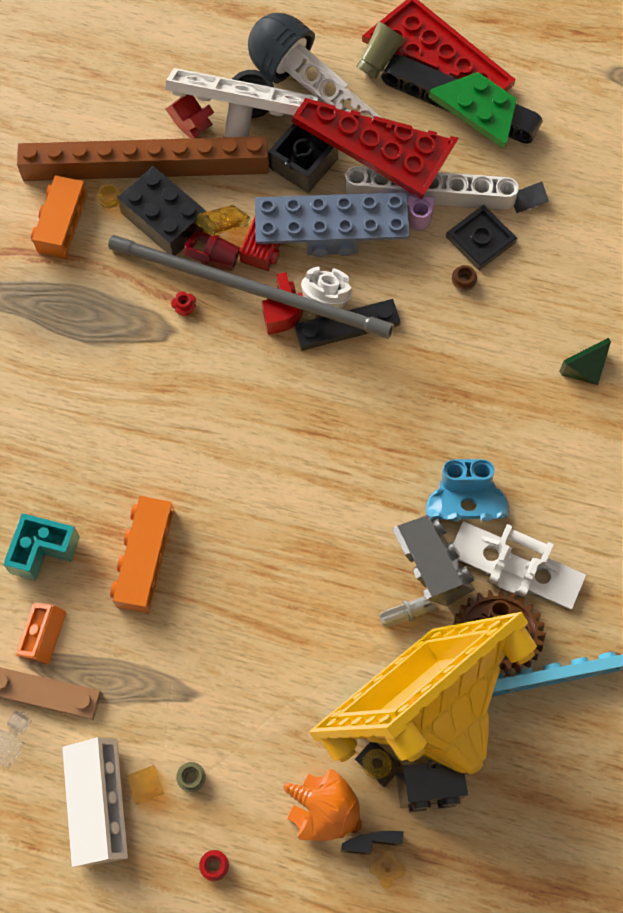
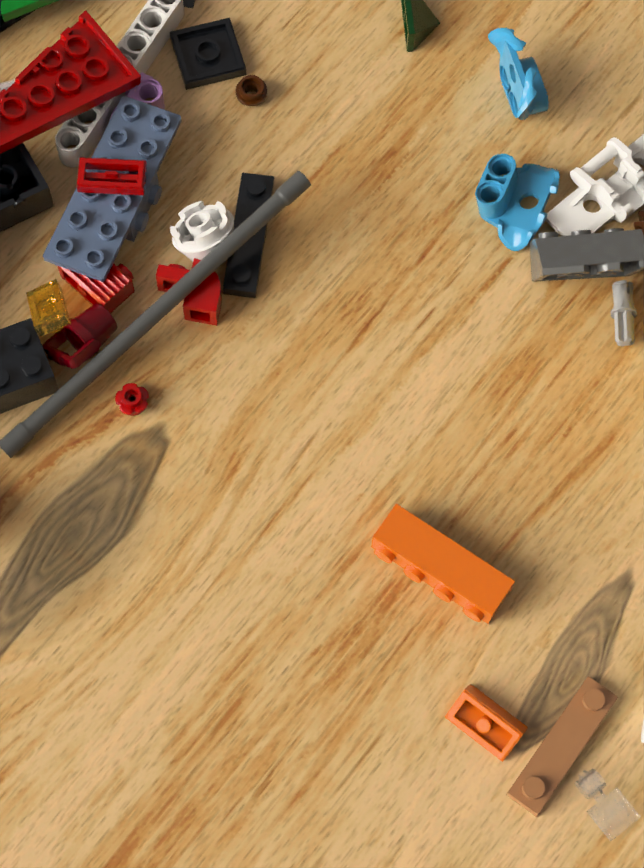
camera: 70 degrees left, 0 degrees up
(34, 540) = (374, 678): teal brick -> none
(340, 228) = (111, 181): none -> red tile
(568, 458) = (519, 76): none -> dark azure piece

